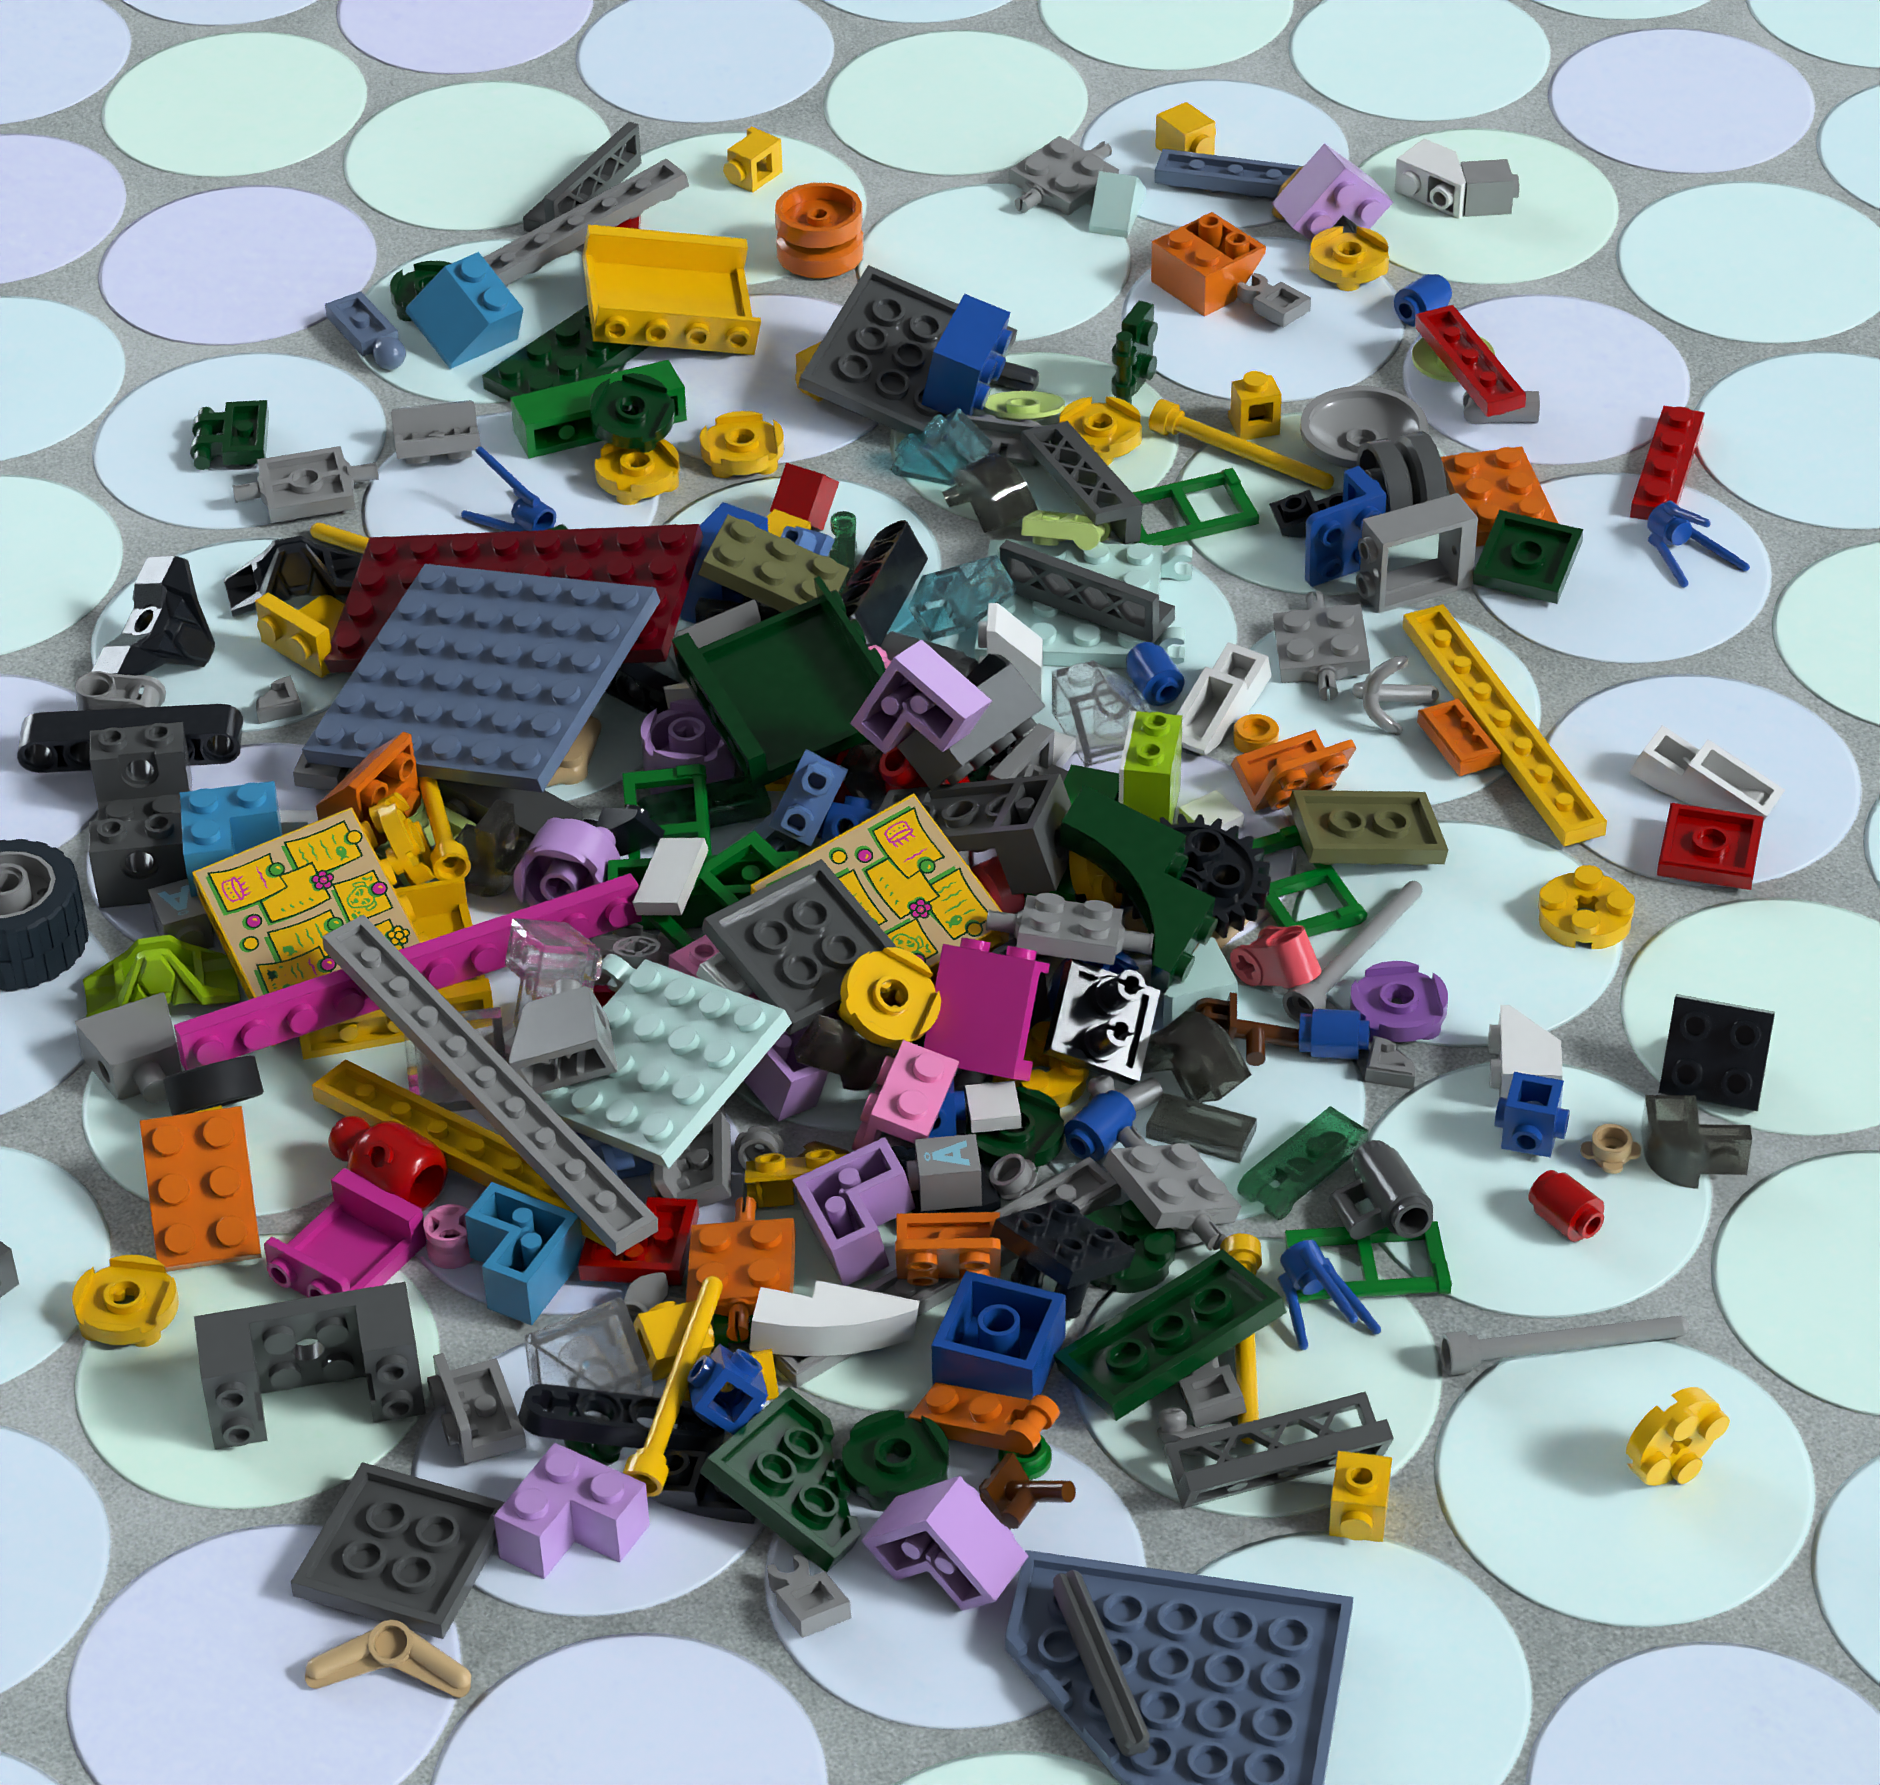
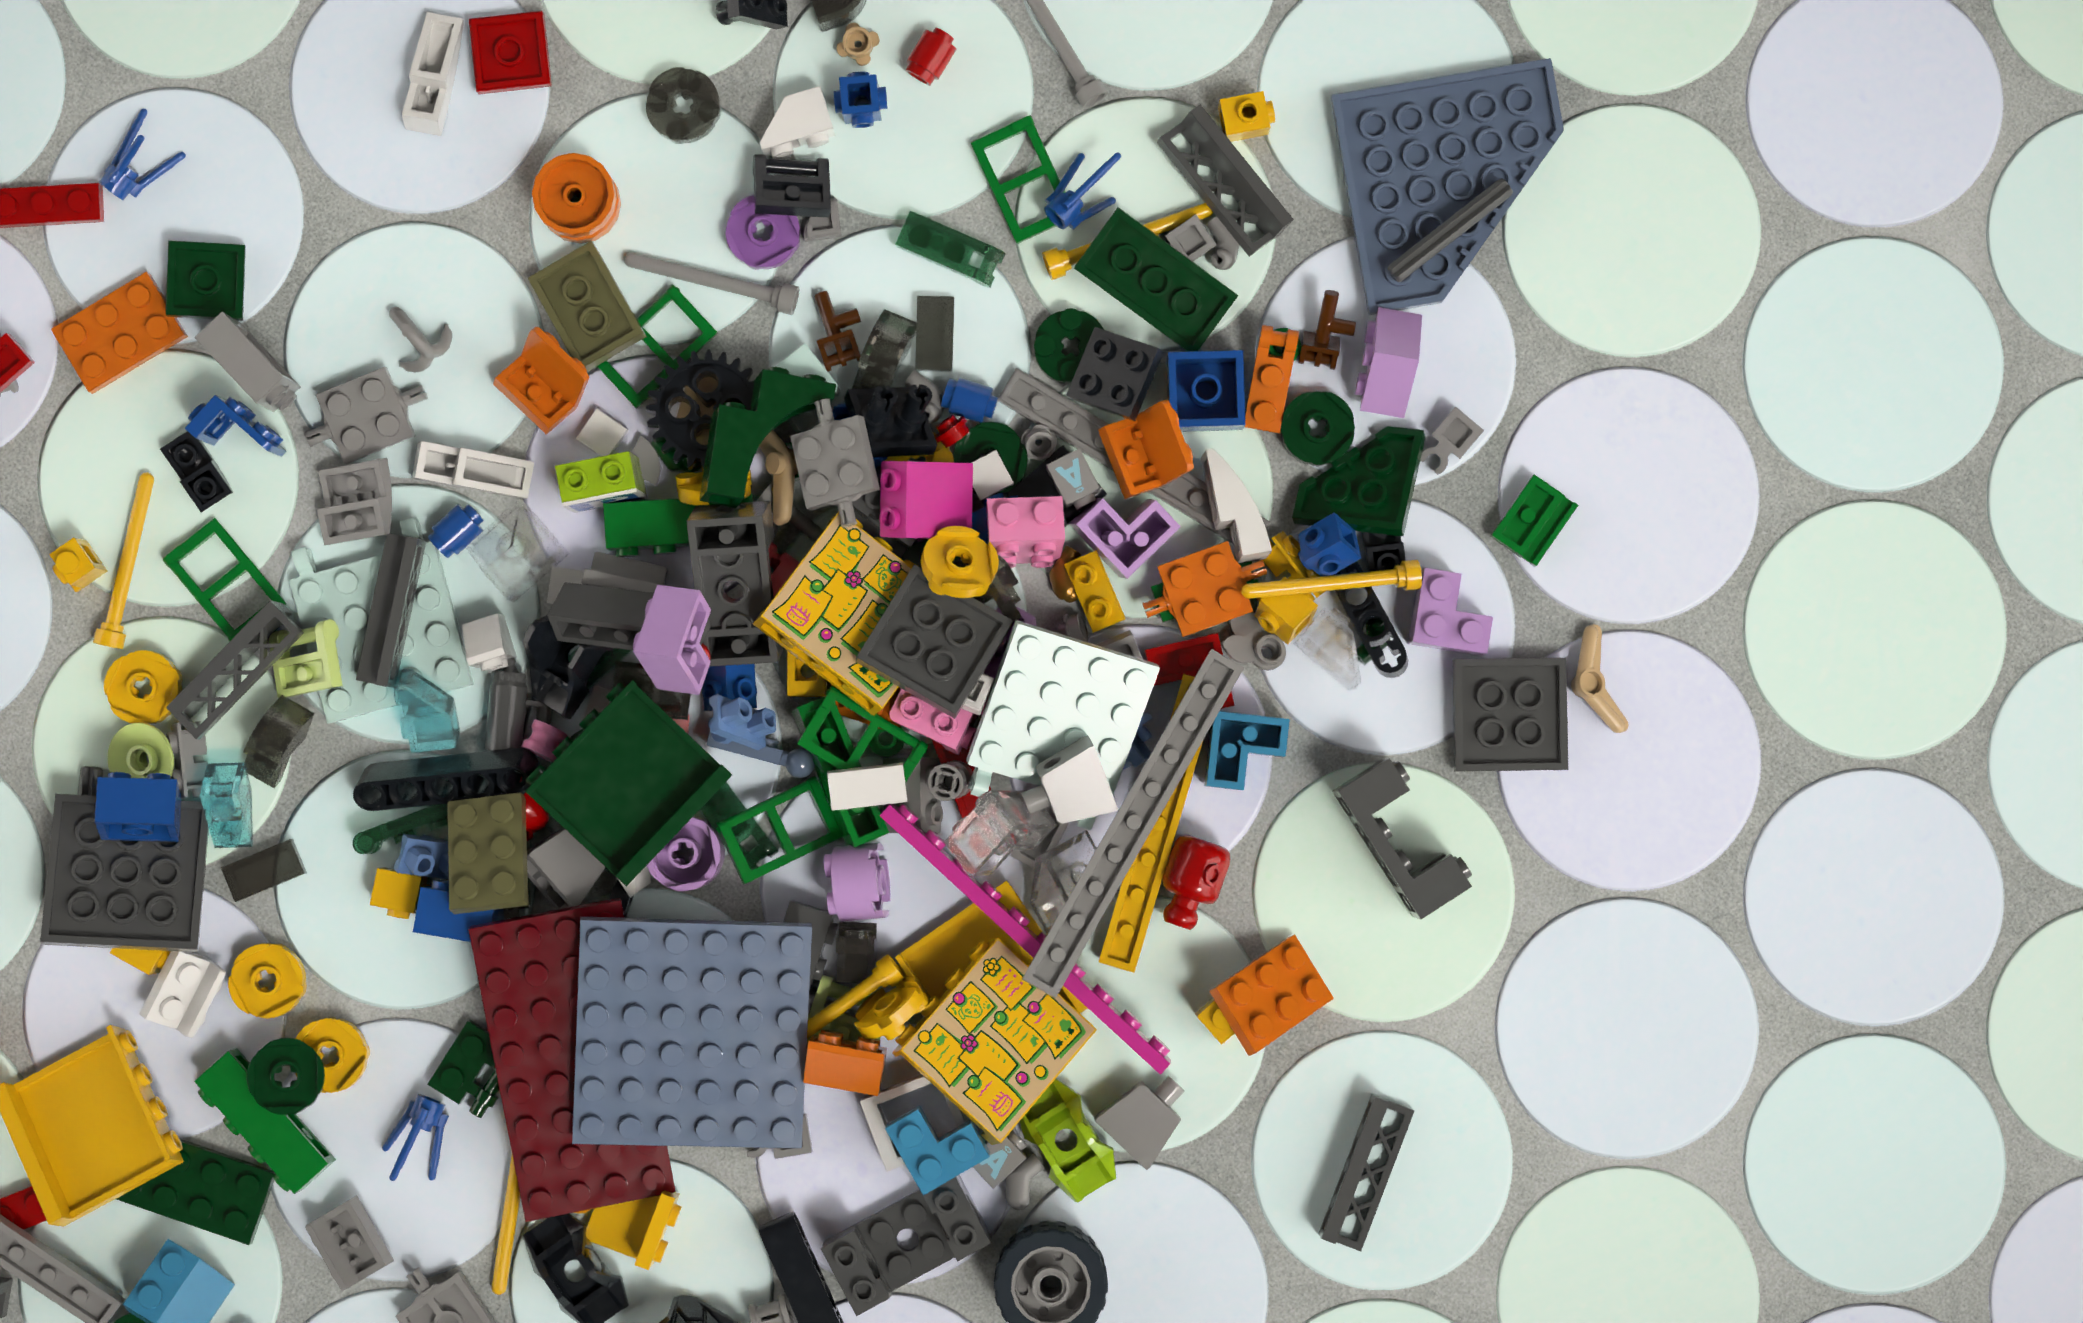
camera: 110 degrees left, 45 degrees up
(128, 1323) = (1388, 1017): yellow plate -> none
(131, 927) = (1018, 1182): none -> light grey arm
(213, 1085) = (1187, 1026): black tyre -> none
(279, 701) = (719, 1213): light grey tile -> none
(351, 1243) = (1271, 878): dark pink panel -> none
(447, 1236) = (1238, 810): bright pink wheel -> none
(477, 1409) = (1380, 718): light grey bracket -> none
(630, 827) = (809, 860): black slope -> none
(648, 1655) = (1534, 520): none -> green plate
(766, 381) = (183, 992): none -> white bracket
(805, 495) = (336, 891): red brick -> none
(859, 470) = (263, 870): none -> clear smoke tile
(1067, 1091) = (951, 430): none -> red plate
(1134, 351) = (47, 682): dark green plate -> none
(1172, 1186) = (1012, 329): light grey plate -> none
(1213, 603) = (355, 501): none -> light grey slope
(1255, 732) = (491, 432): light orange tile -> none
(1277, 958) = (756, 333): coral piece -> none
(1333, 1033) = (815, 266): blue brick -> none
(1348, 416) = (62, 454): light grey dish -> none
(1392, 1190) = (964, 177): dark grey piece -> none
(1405, 470) = (159, 401): dark grey wheel -> none
(1431, 1020) = (791, 193): none -> black plate
(1459, 737) = (447, 274): orange plate -> none
(1503, 843) = (568, 177): none -> orange wheel
(1522, 746) = (418, 246): yellow plate -> none
(1575, 992) = (678, 126): none -> clear smoke plate
(1585, 889) = (604, 106): yellow plate -> none

